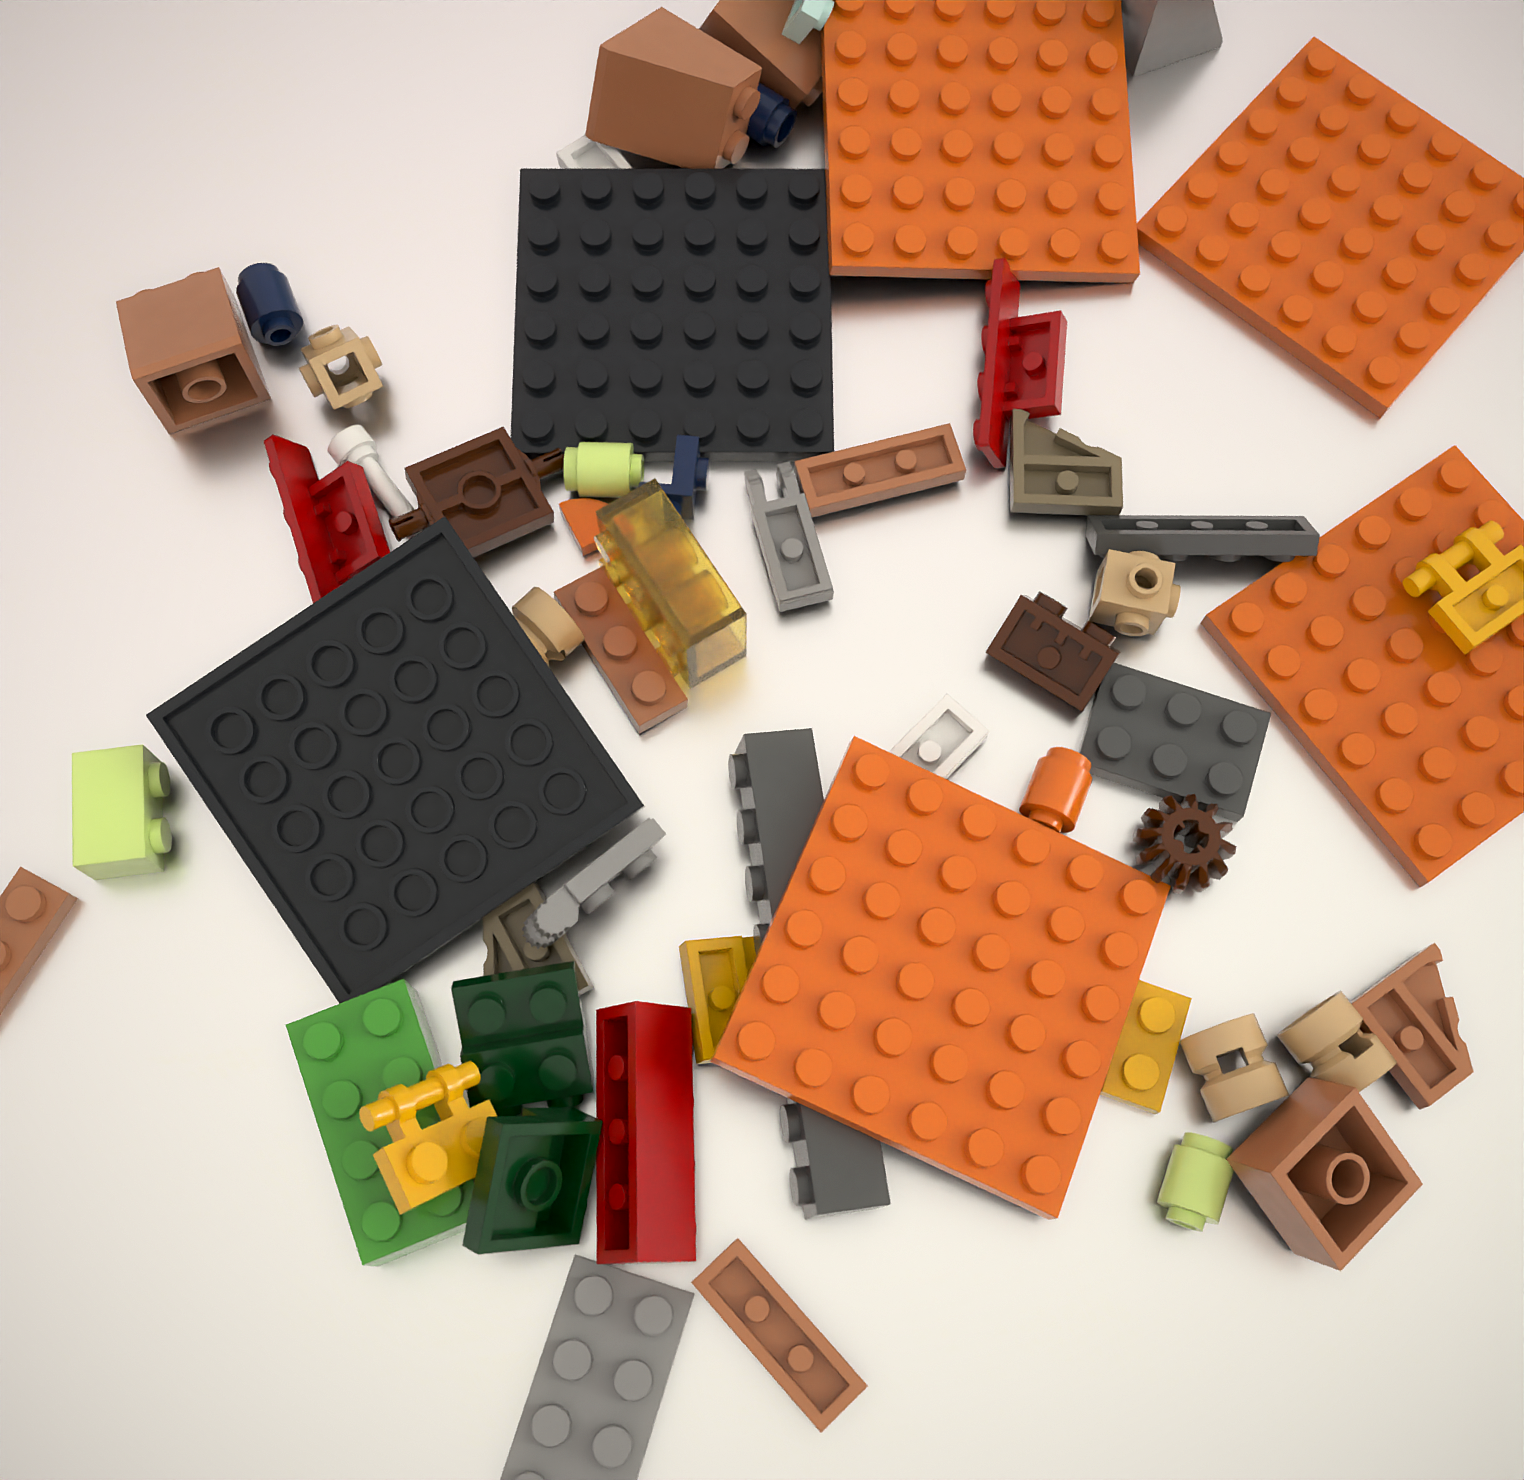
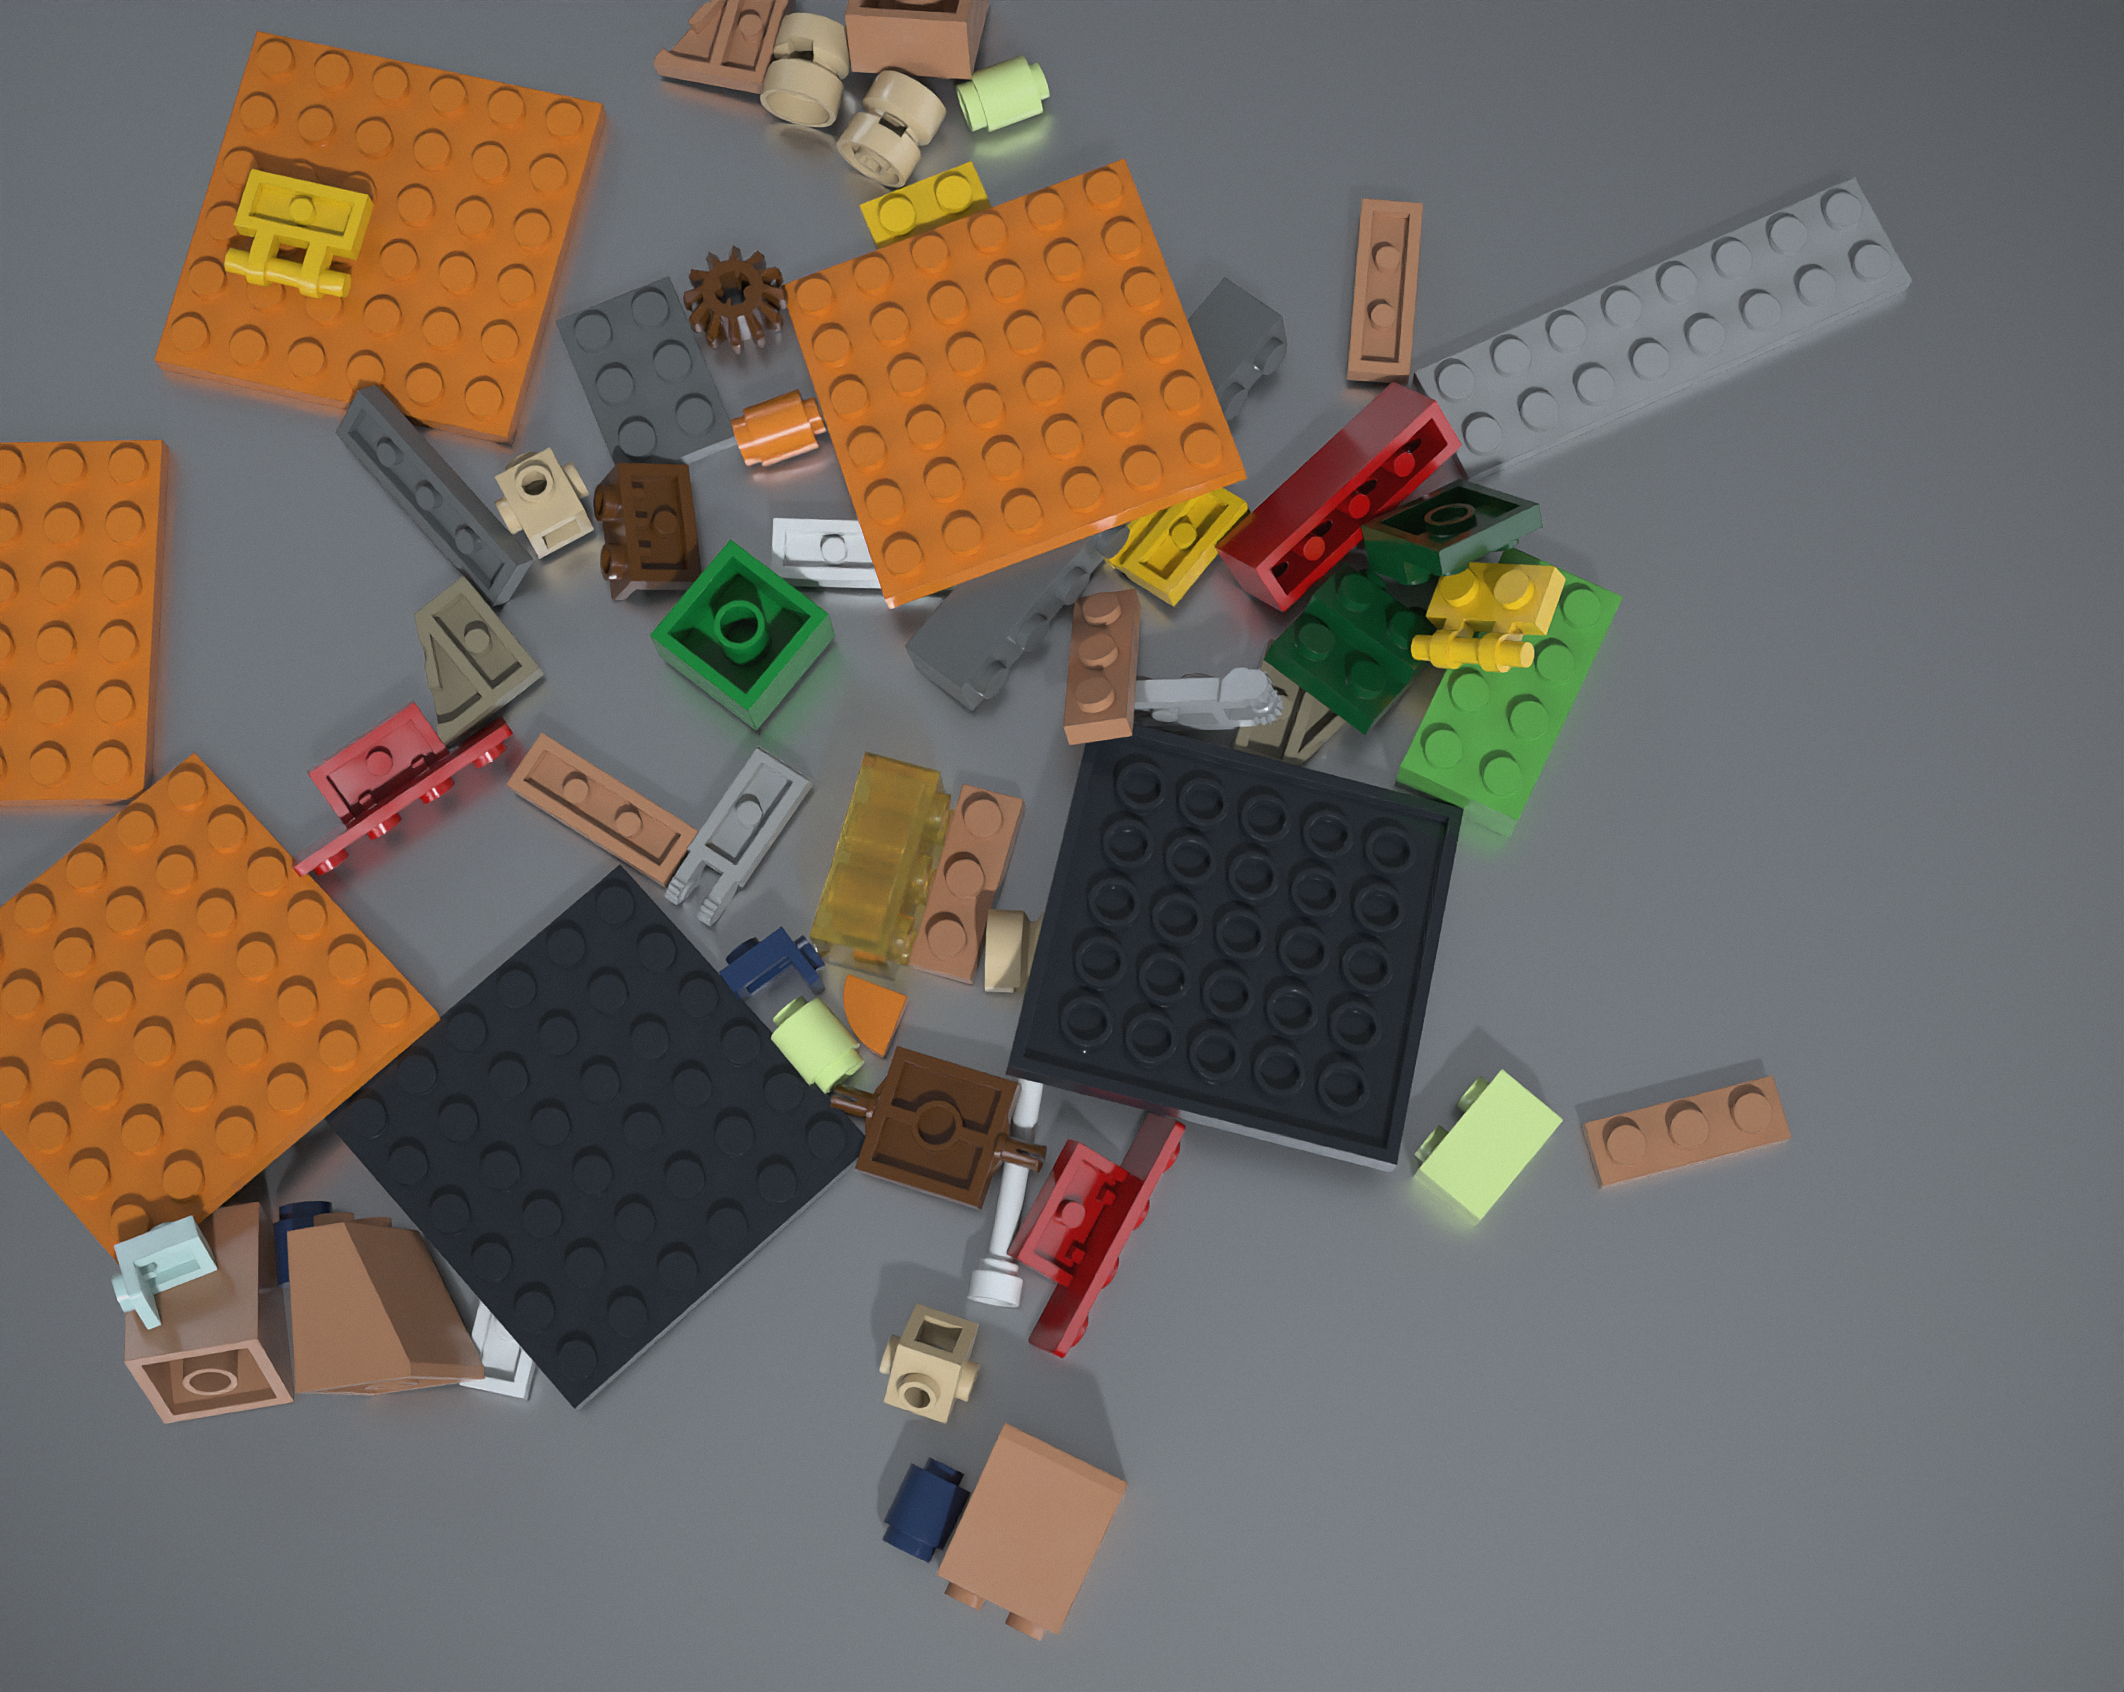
camera: 125 degrees left, 5 degrees up
(671, 843) = (1102, 667): none -> nougat plate
(919, 636) = (743, 634): none -> green brick

